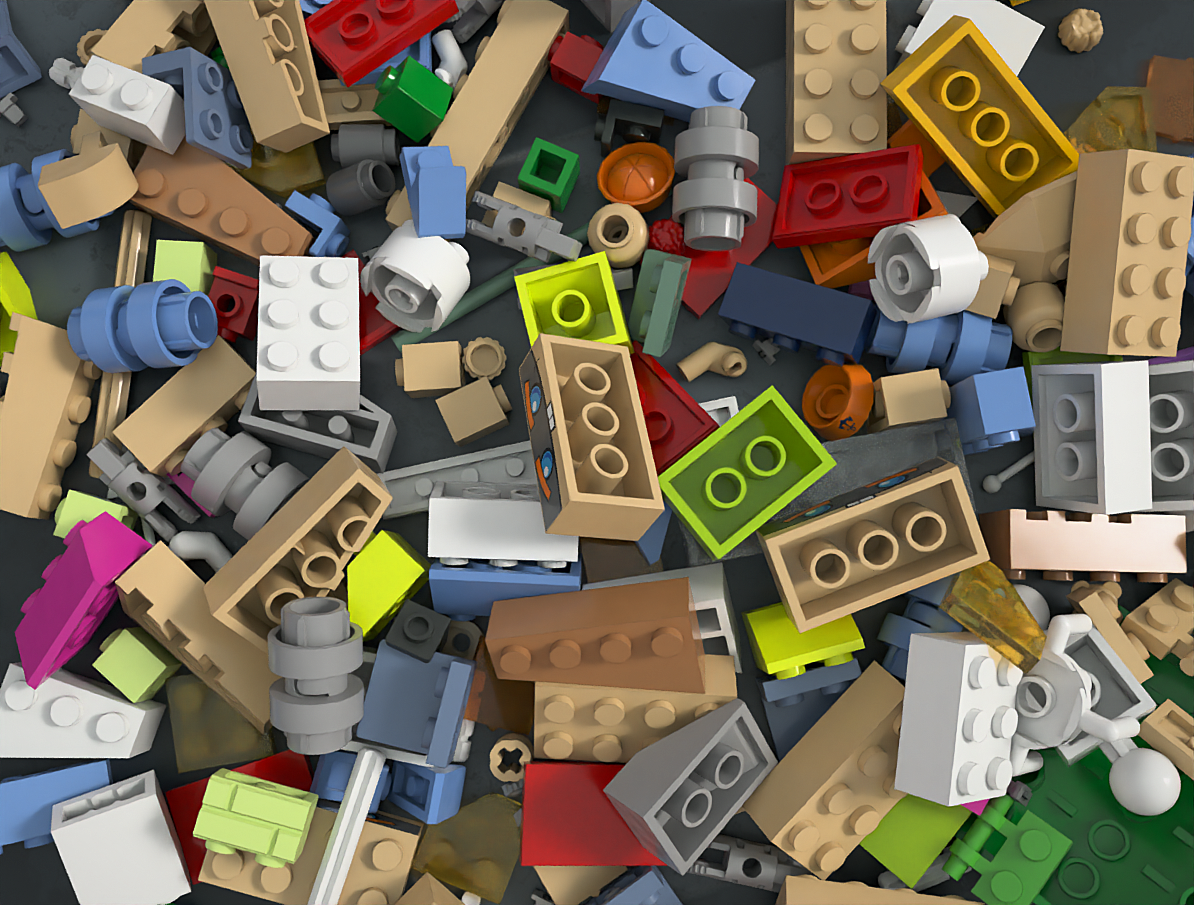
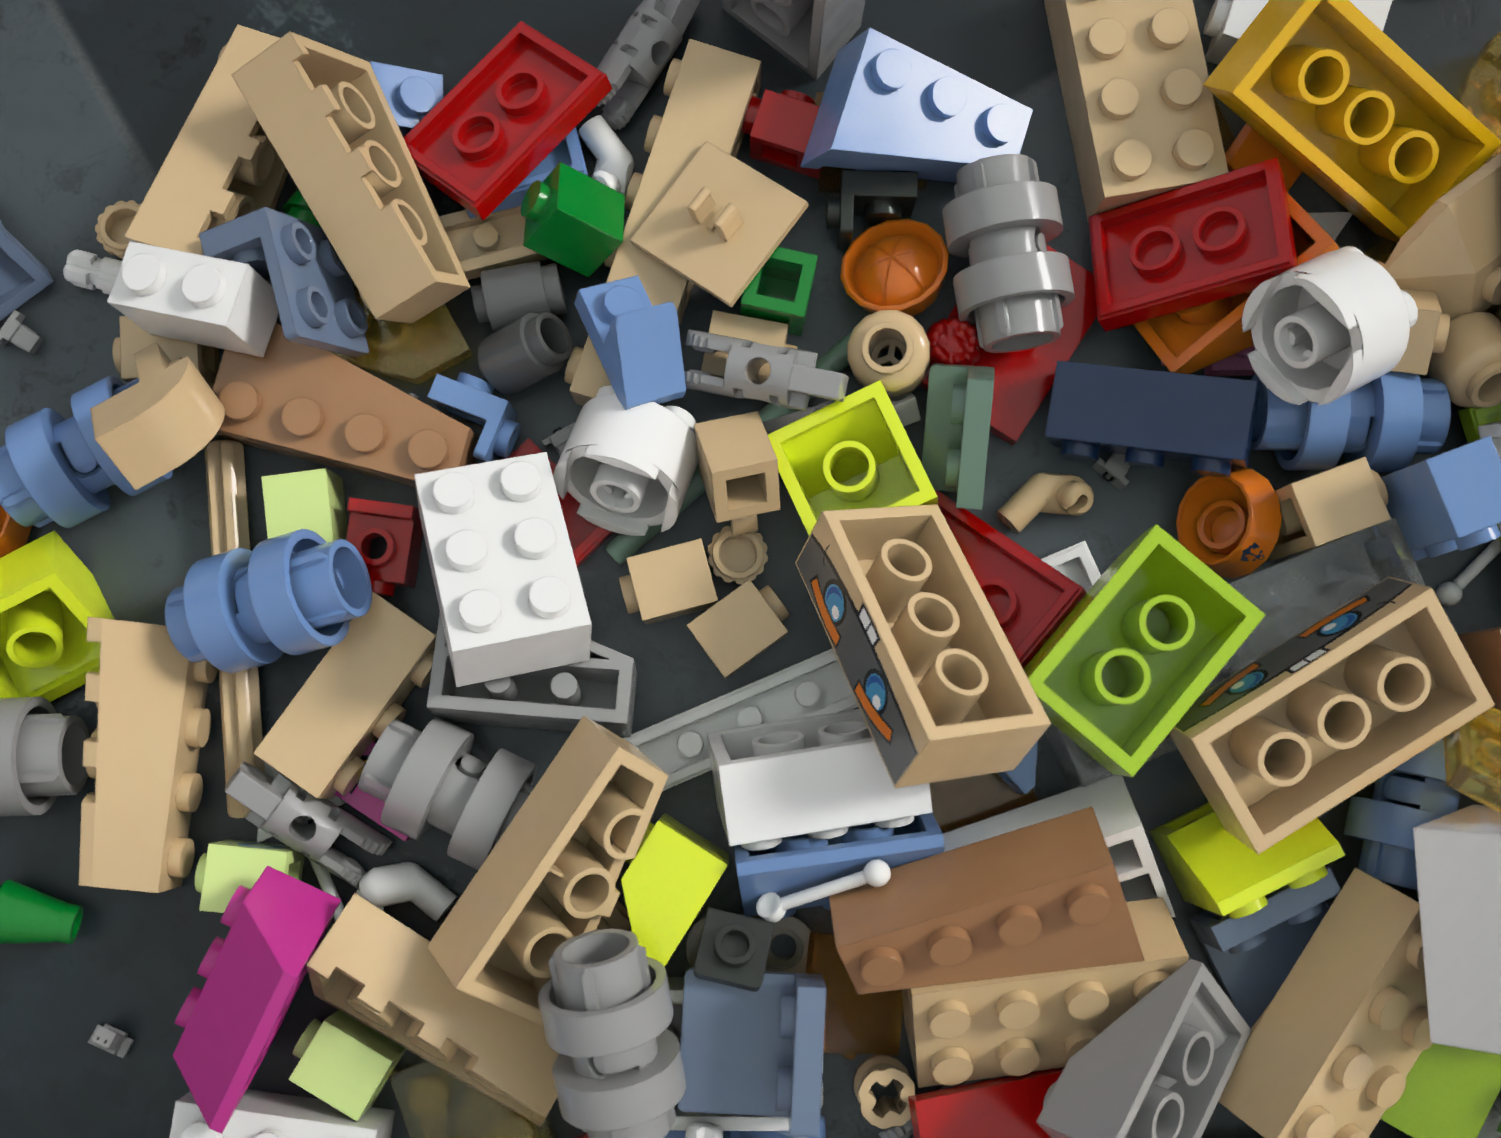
camera: 15 degrees left, 0 degrees up
(452, 607) = (773, 908): none -> white hinge
(491, 297) = (738, 470): none -> tan brick
(514, 119) = (719, 223): none -> tan piece

